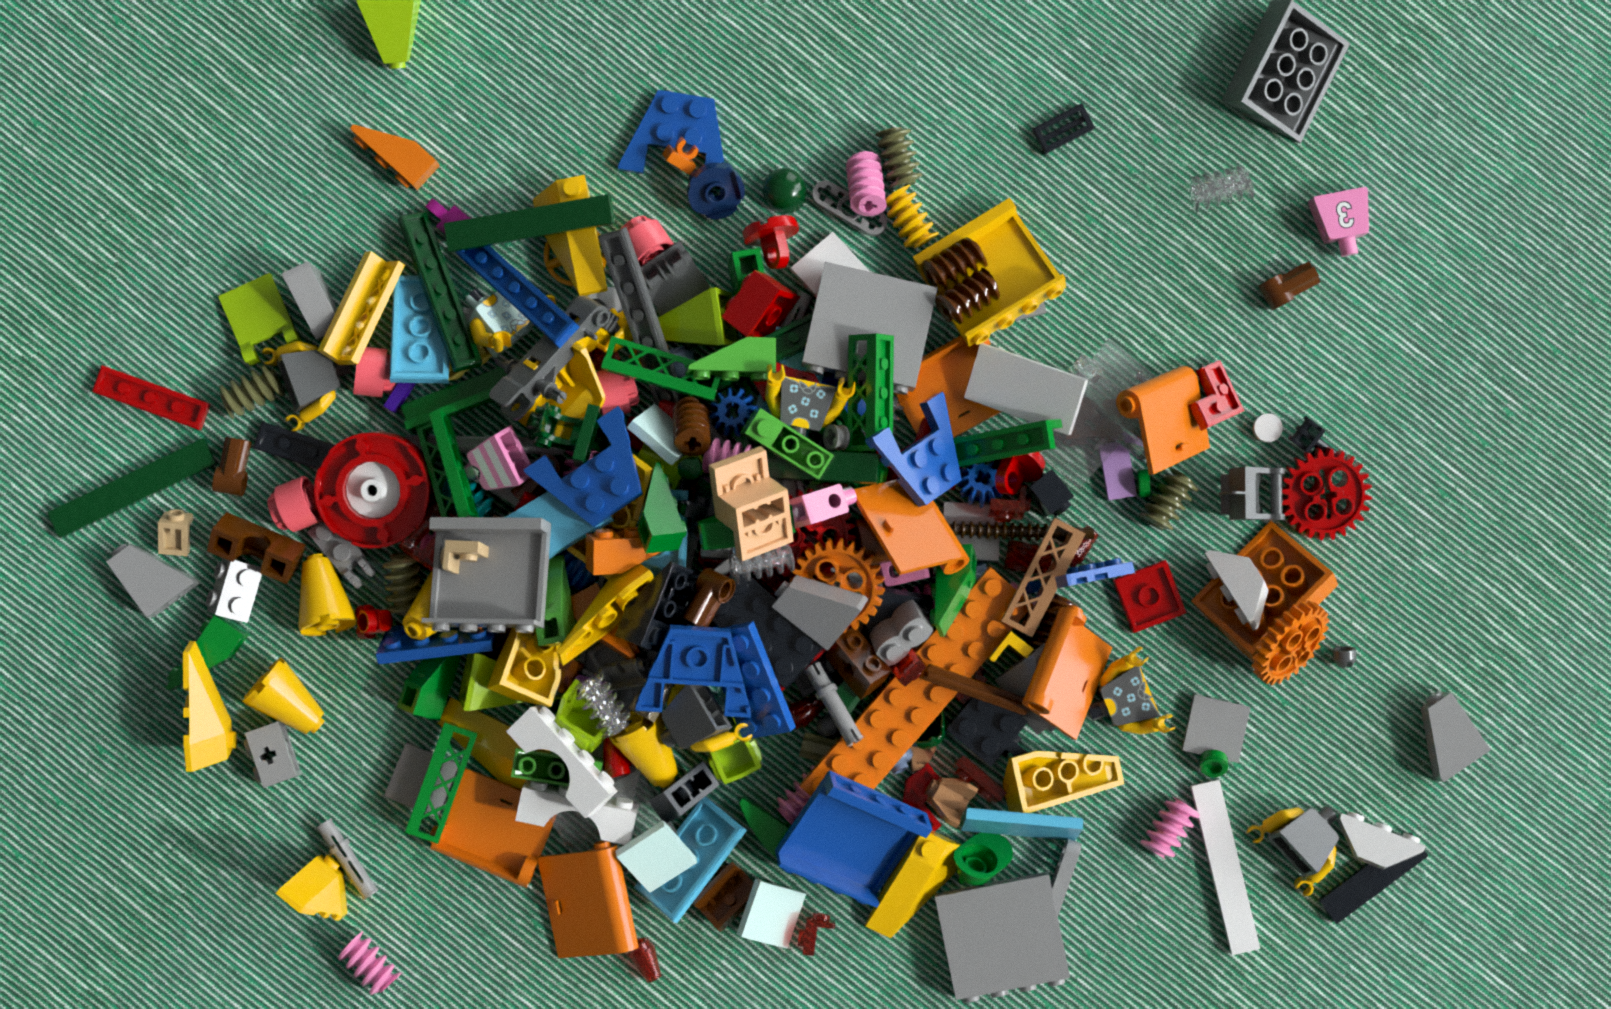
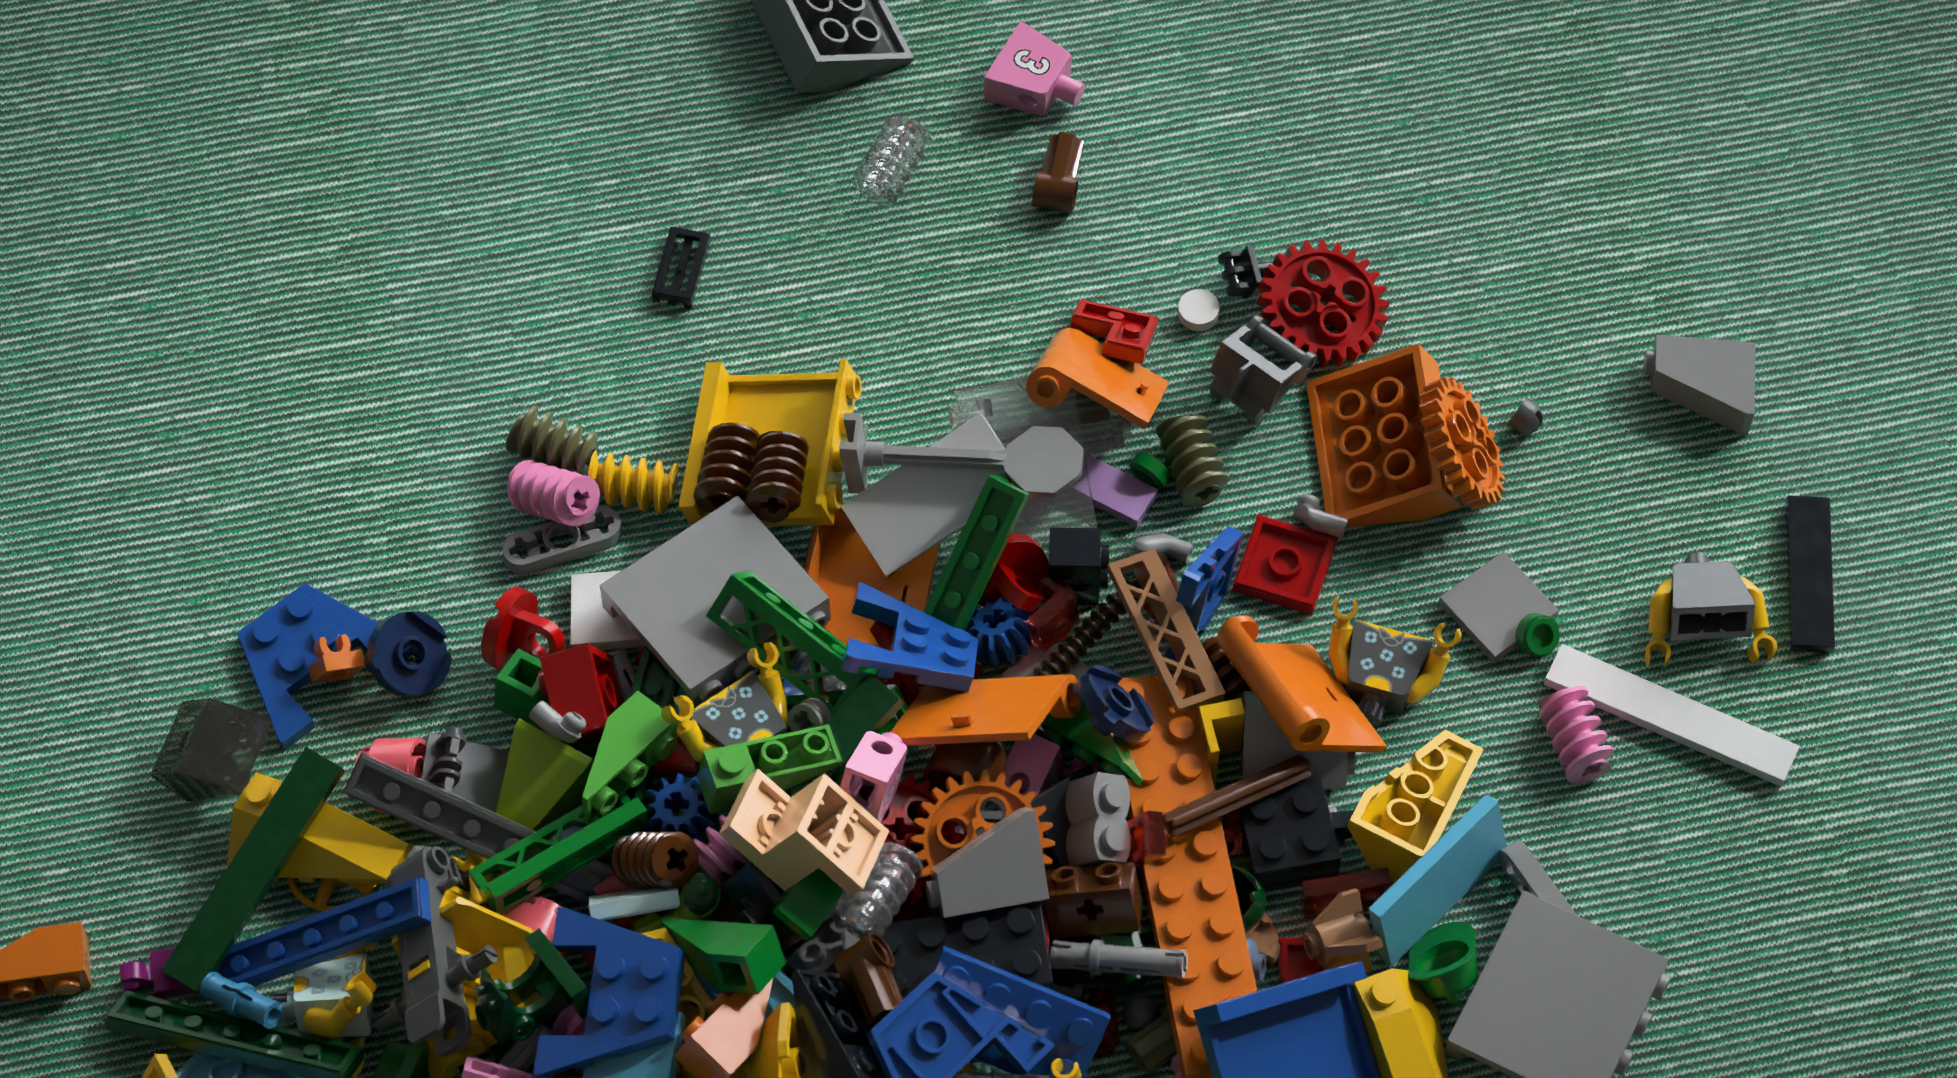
camera: 45 degrees left, 25 degrees down
(461, 294) = (241, 1000): none -> dark azure pin
(578, 139) = (210, 749): none -> clear smoke slope
(725, 319) = (559, 727): none -> light grey arm
(784, 190) = (475, 588): dark green hair -> none
(969, 578) = (1112, 707): none -> dark blue plate
(1020, 555) = (1124, 652): clear red bracket -> none
(1082, 434) = (1038, 461): none -> light grey piece
(1104, 521) = (1165, 544): none -> light grey arm
(1187, 595) = (1307, 513): none -> light grey arm
(1240, 583) = (1348, 448): white slope -> none
(1376, 843) = (1770, 532): white slope -> none

